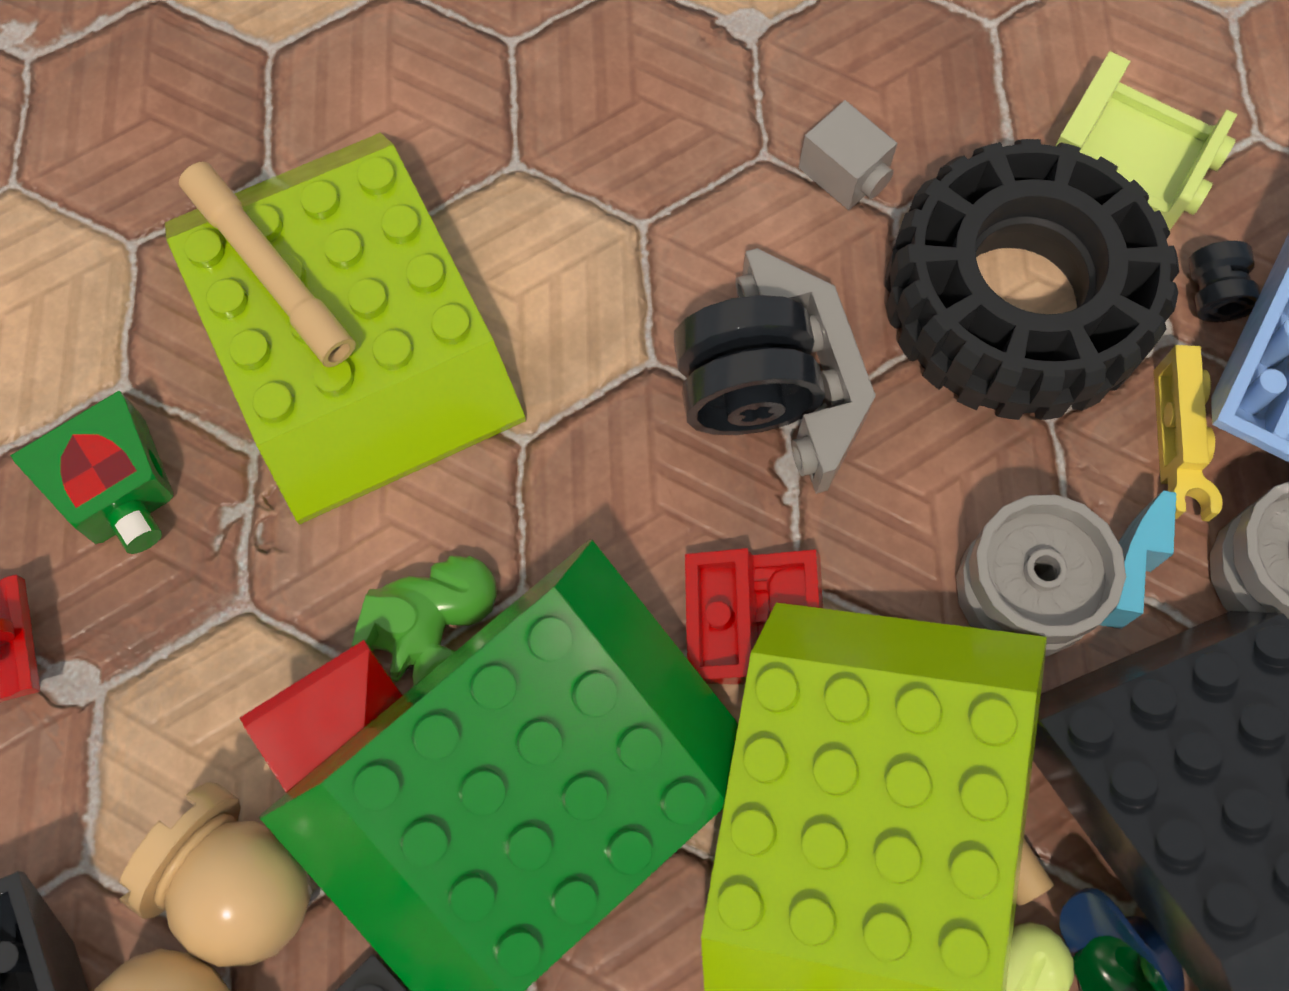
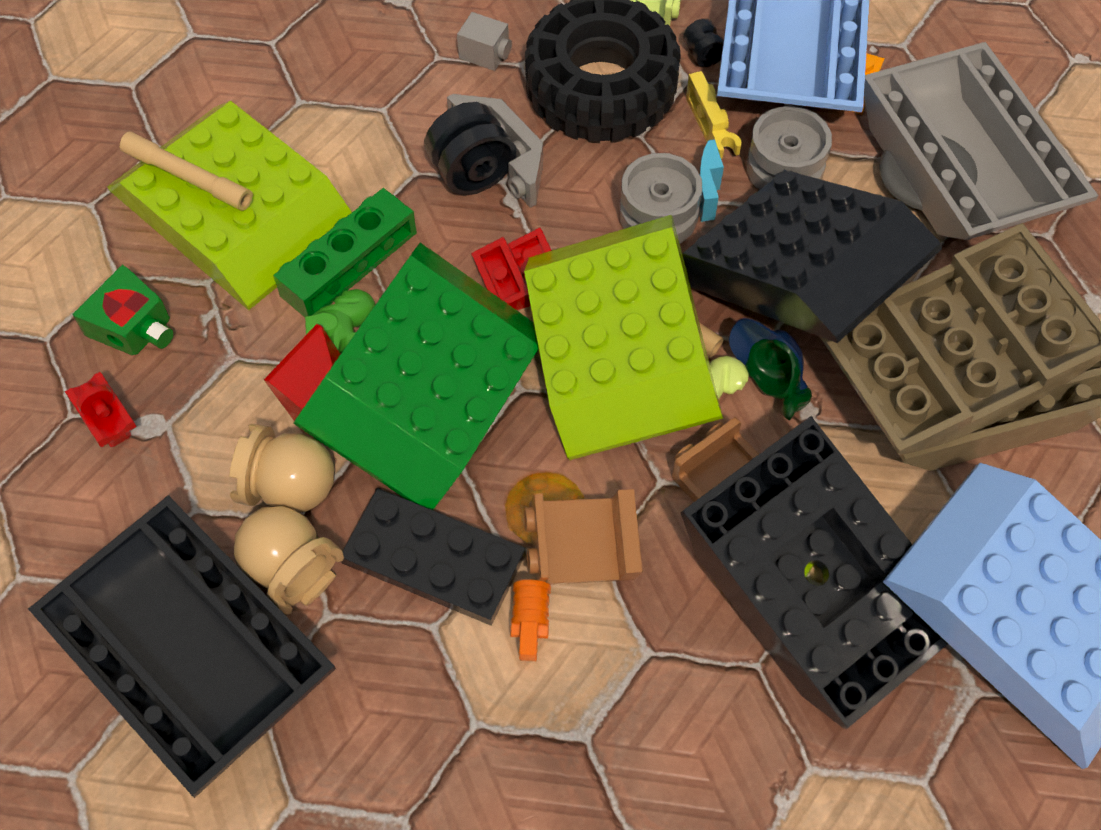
camera: 20 degrees left, 10 degrees down
(464, 515) = (346, 253): none -> green brick

